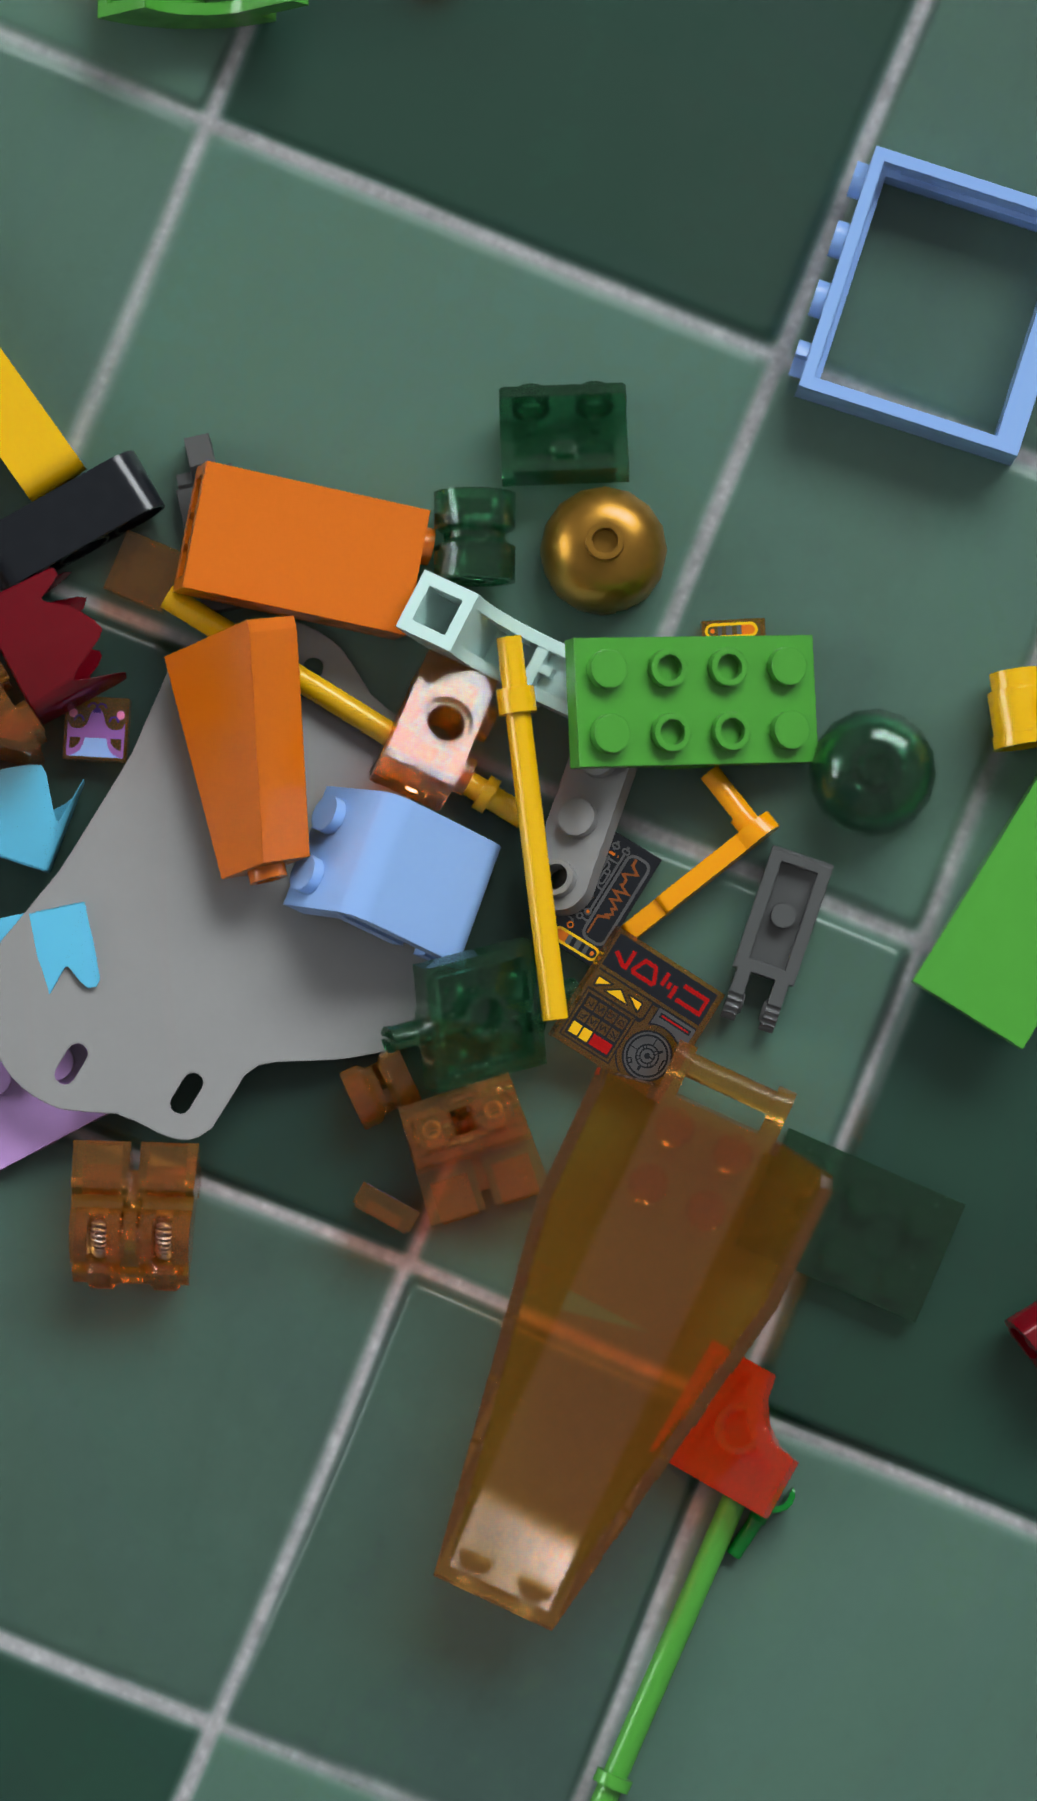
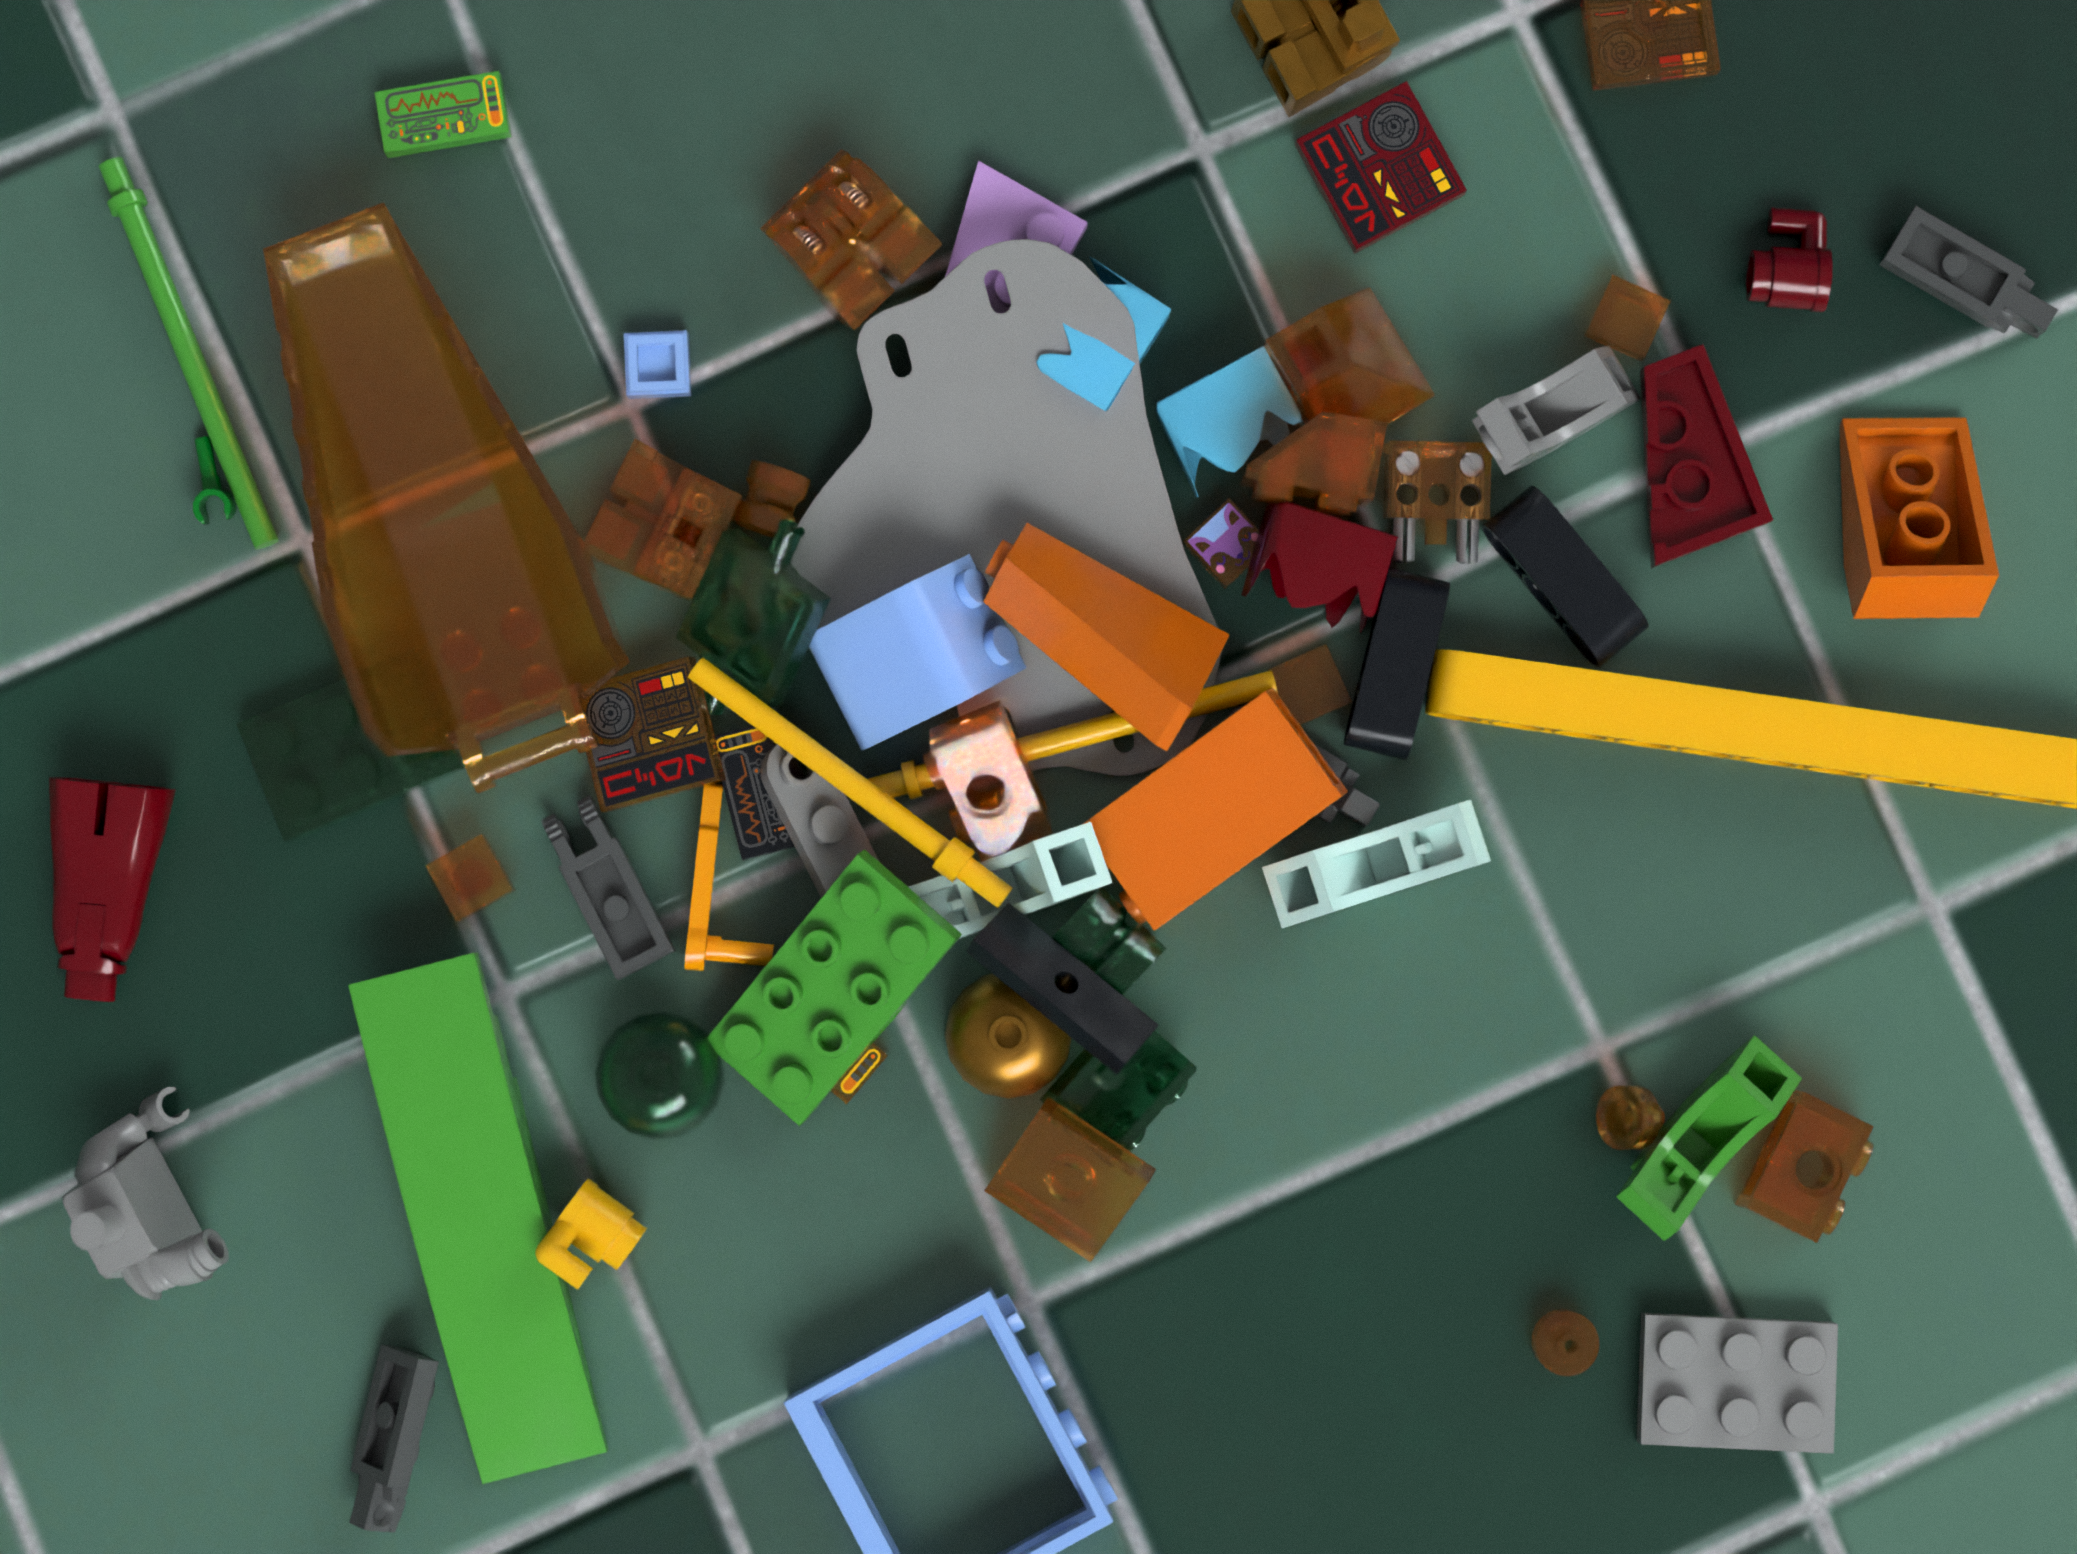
camera: 135 degrees right, 0 degrees up
(229, 399) = (1376, 864): none -> light aqua arch
(241, 53) = (1629, 1117): none -> clear orange tile
(324, 1609) = (443, 114): none -> bright green tile
(359, 1271) = (657, 364): none -> light blue tile
(386, 1208) = (681, 423): clear orange tile -> none
(534, 533) = (1062, 988): none -> black tile
(665, 404) = (1070, 1179): none -> clear orange tile
(736, 1445) = (265, 510): clear orange tile -> none
(862, 1043) = (470, 878): none -> clear orange plate

